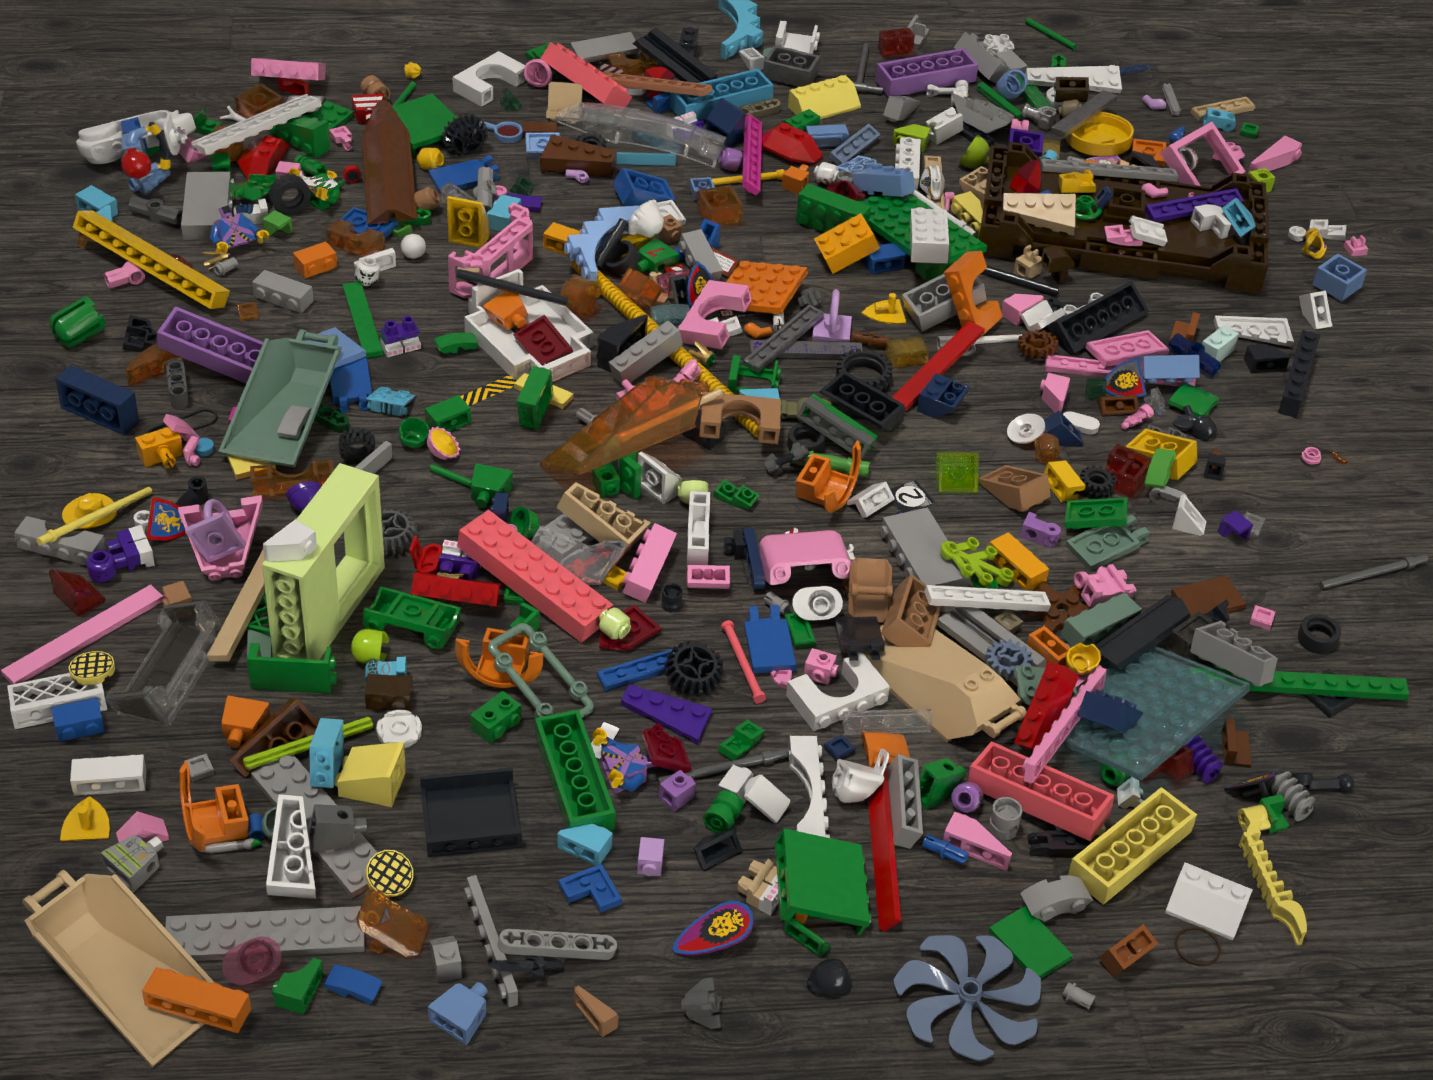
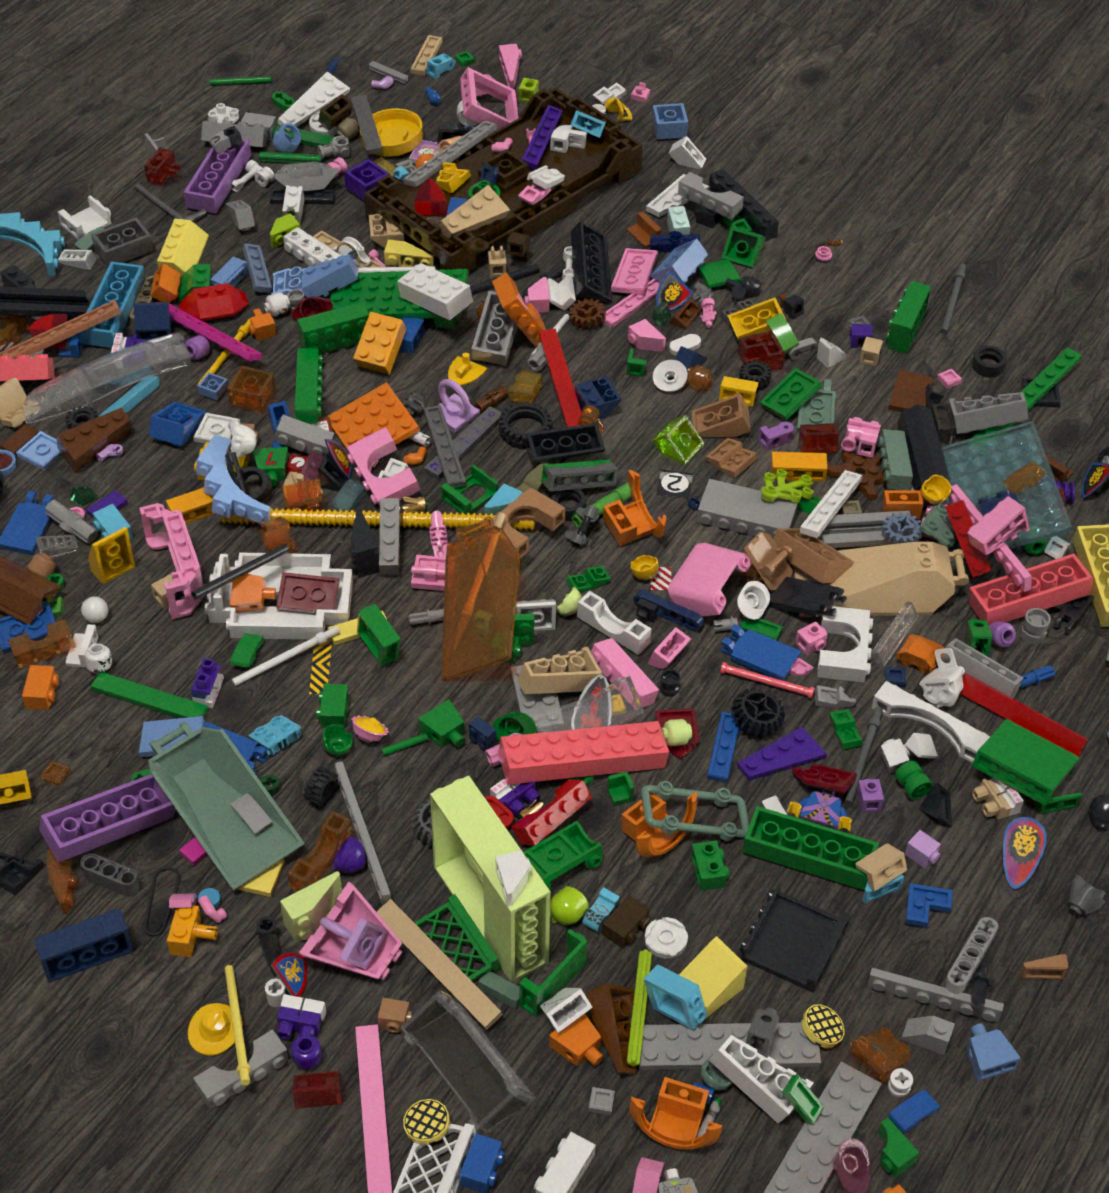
camera: 50 degrees left, 5 degrees up
(231, 489) = (306, 907): none -> yellowish green slope
(259, 688) = (564, 1009): none -> white torso
(282, 291) = (59, 733): light grey brick -> none
(287, 886) = (802, 1099): none -> green tile
(372, 965) = (895, 1085): none -> white wheel
(506, 373) = (319, 638): none -> white bar
(588, 826) = (882, 866): none -> tan panel
(755, 231) = (308, 385): none -> green brick
(768, 714) = (832, 697): none -> light grey slope
(775, 109) = (166, 284): none -> orange brick
(784, 520) = (645, 567): none -> yellow hair
(872, 499) = (662, 502): white panel -> none
(913, 401) = (591, 415): none -> clear orange piece
(957, 50) = (226, 139): none -> leg
(976, 154) = (343, 209): lime cylinder -> none
(977, 841) = (1040, 654): bright pink slope -> none
(980, 516) = (731, 457): none -> medium nougat slope
(1014, 402) = (635, 367): none -> green panel
(1064, 556) = (818, 438): none -> clear red brick
(1066, 710) = (999, 525): none -> bright pink wedge
(1151, 148) = (436, 118): orange plate -> none
(1171, 710) = (1022, 477): none -> clear orange slope
(1220, 541) = (870, 351): none -> tan panel
(1246, 399) = (743, 247): none -> green slope
(1273, 355) = (725, 203): none -> light grey arch
(1273, 382) = (736, 222): none -> green slope
(1295, 545) = (908, 317): none -> green brick

